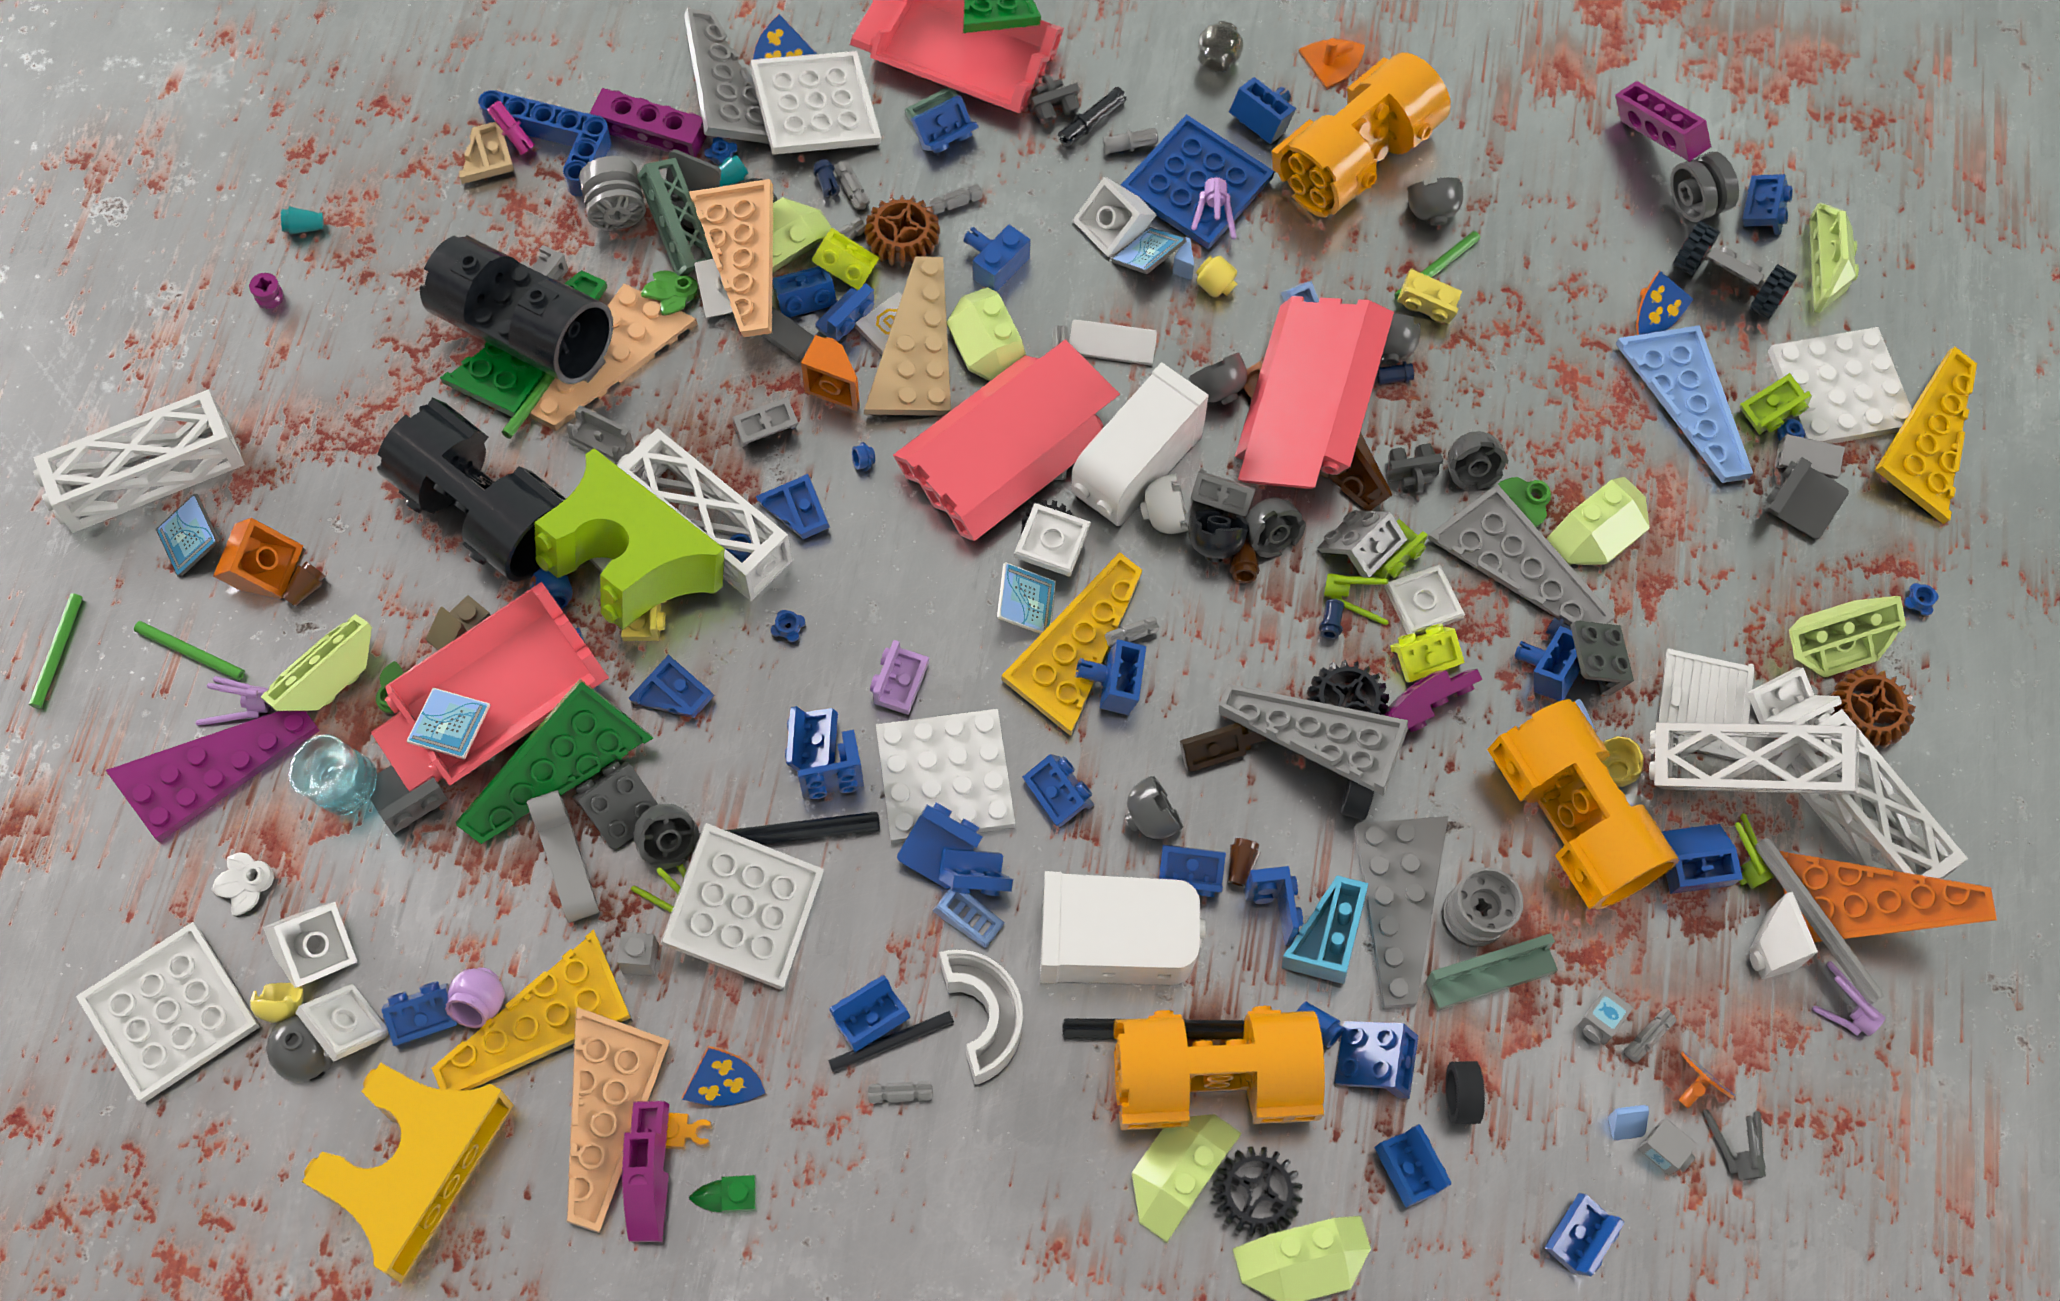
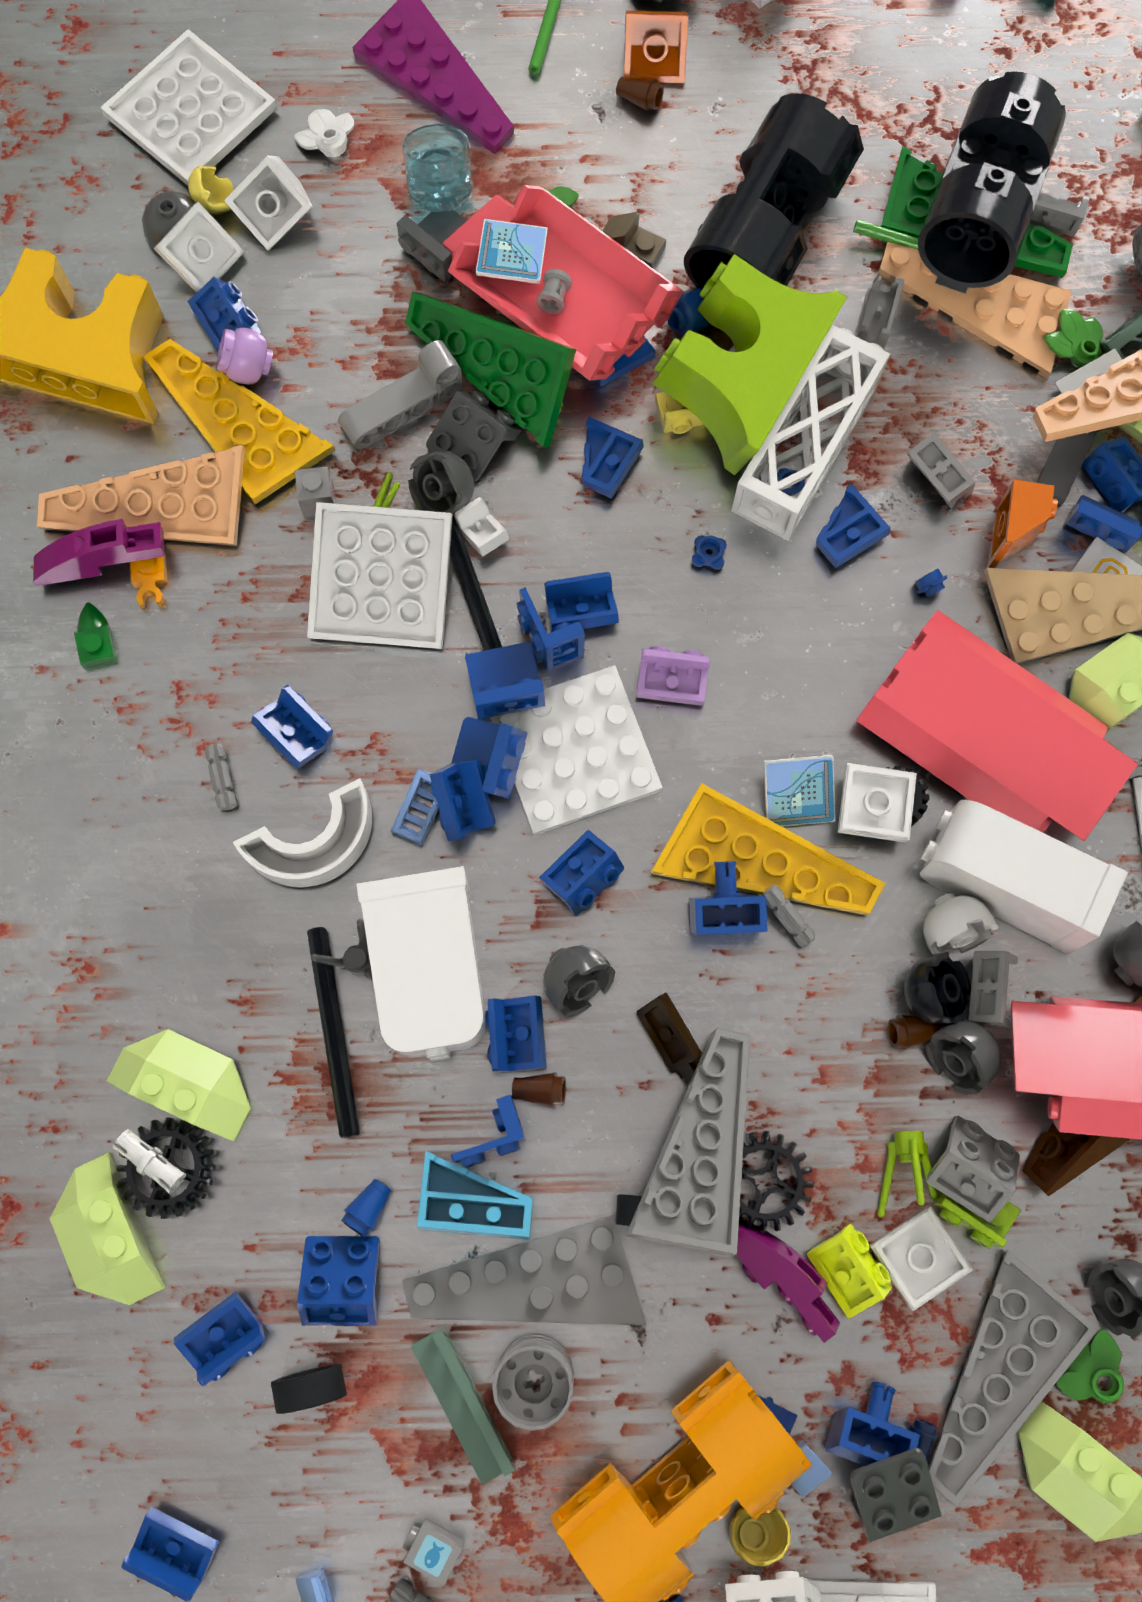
camera: 80 degrees right, 10 degrees up
(249, 699) = (509, 87): lavender plant -> none
(323, 669) = (545, 130): yellowish green wedge -> none
(503, 693) = (554, 291): none -> light grey bush
(717, 810) = (480, 527): none -> white bracket
(723, 1080) = (199, 601): blue shield -> none
(872, 814) = (505, 680): none -> blue bracket
(891, 1041) = (274, 759): black bar -> none
(1099, 992) = (355, 957): none -> dark grey plant
(1253, 1195) = (149, 1161): none -> white pin
(1275, 1062) = (265, 1033): light orange cylinder -> none
(1331, 624) = (865, 1147): dark blue pin -> none
(1413, 470) = (1091, 1221): dark grey hips -> none

